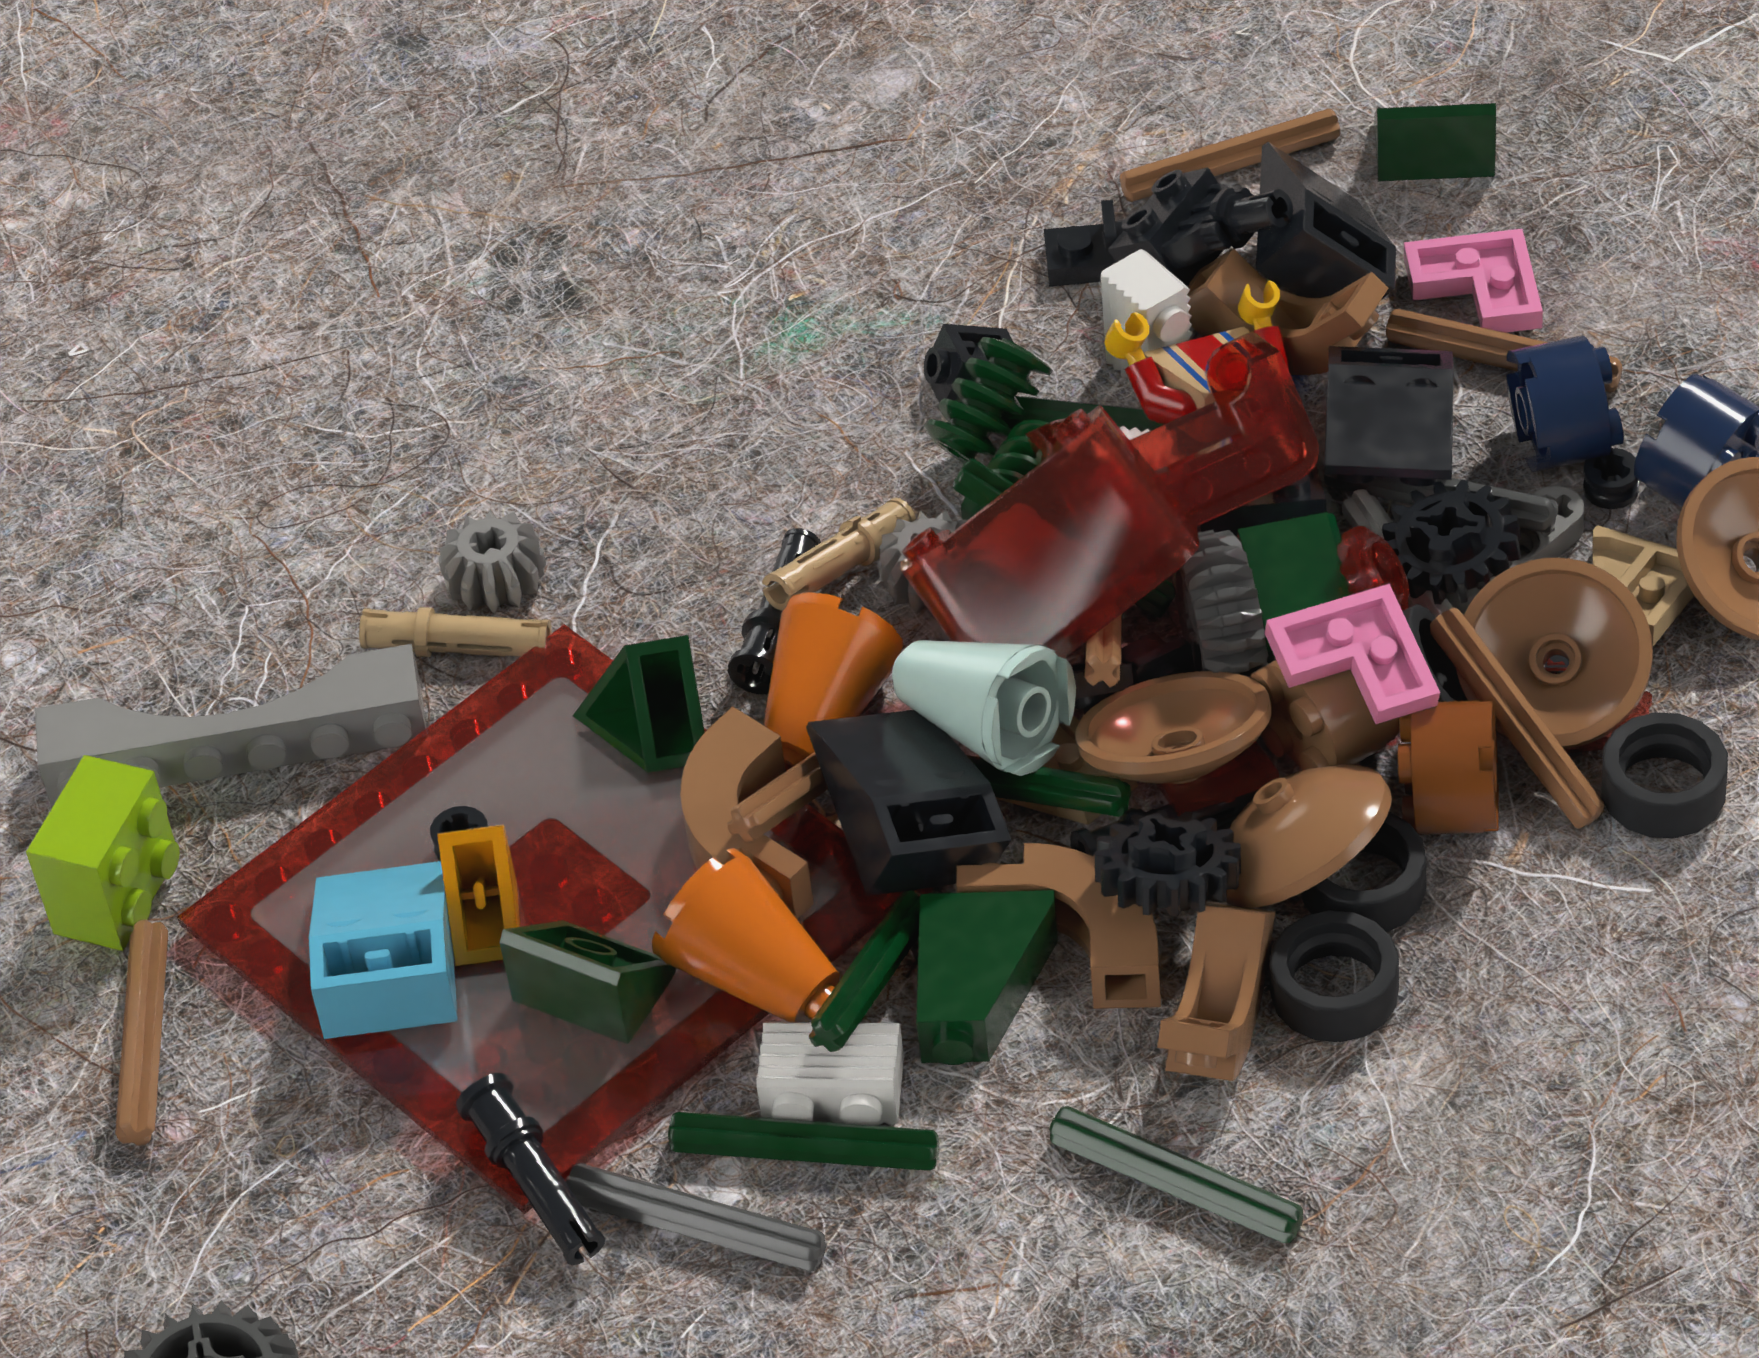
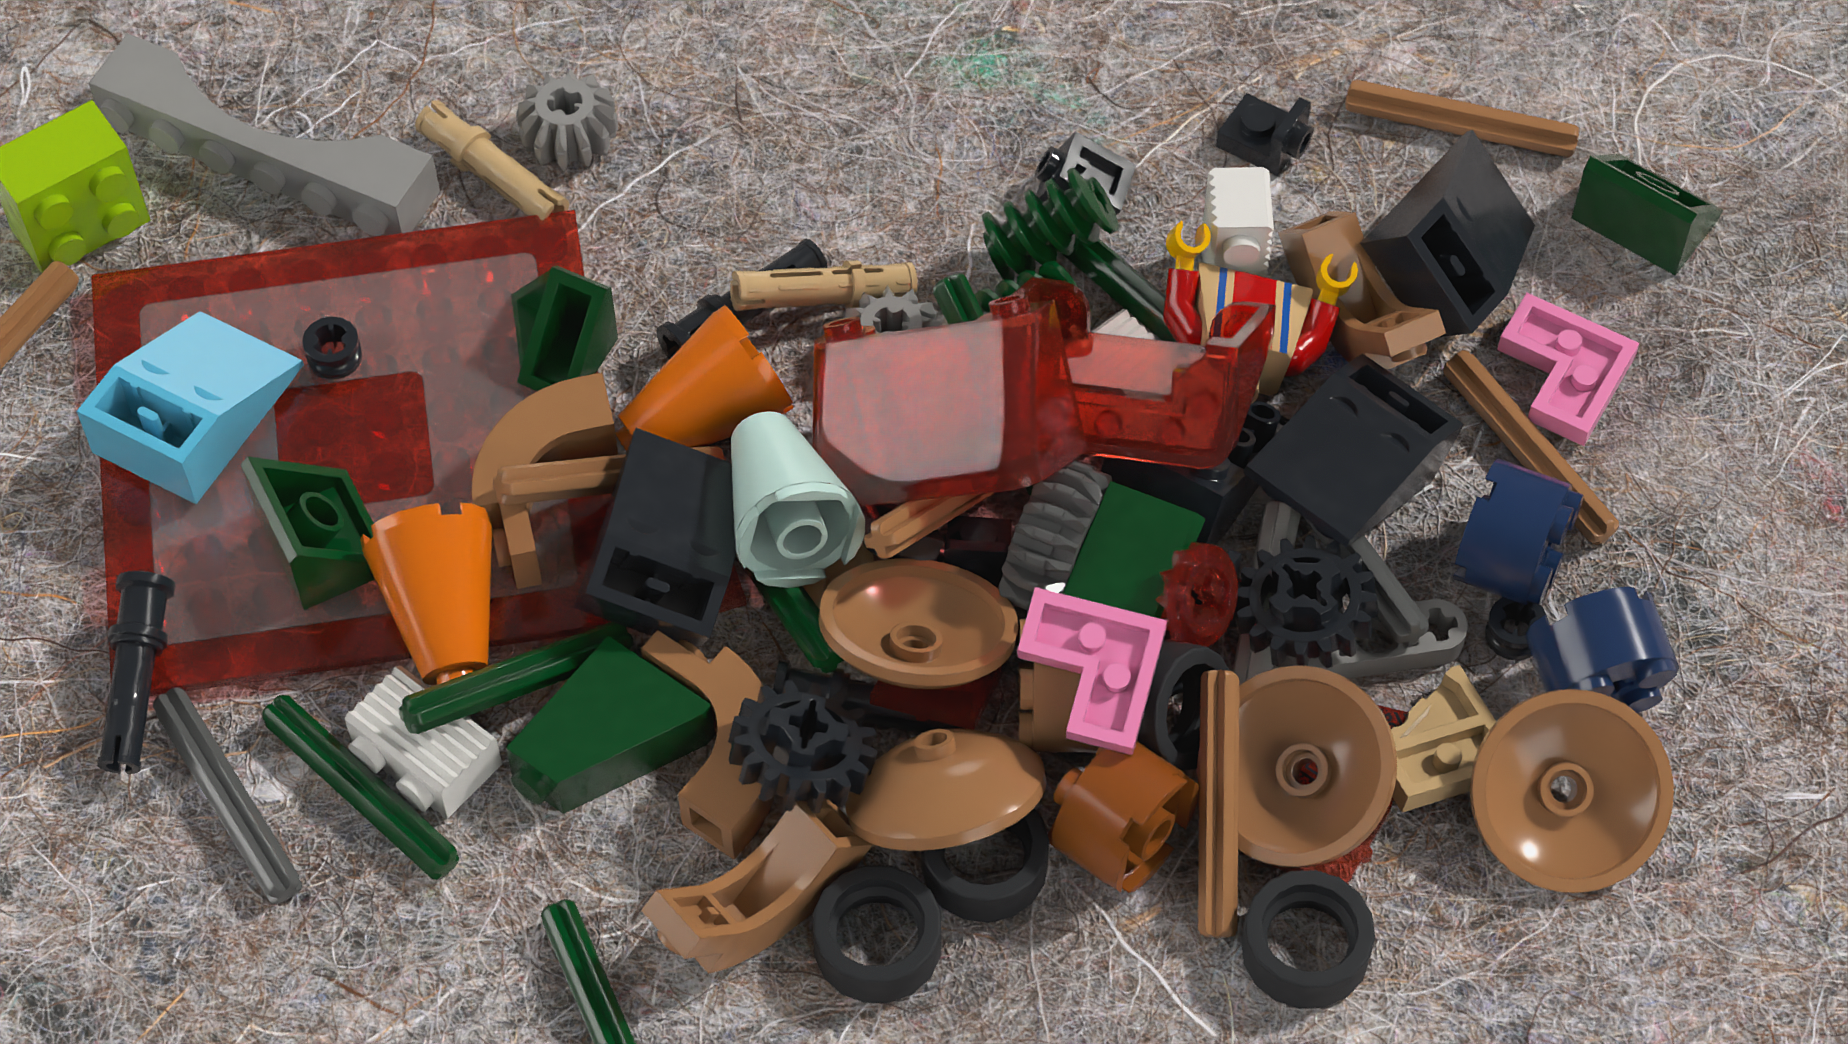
camera: 30 degrees right, 10 degrees up
(478, 891) = (293, 406): light orange slope -> none
(1196, 219) = (1343, 169): black brick -> none

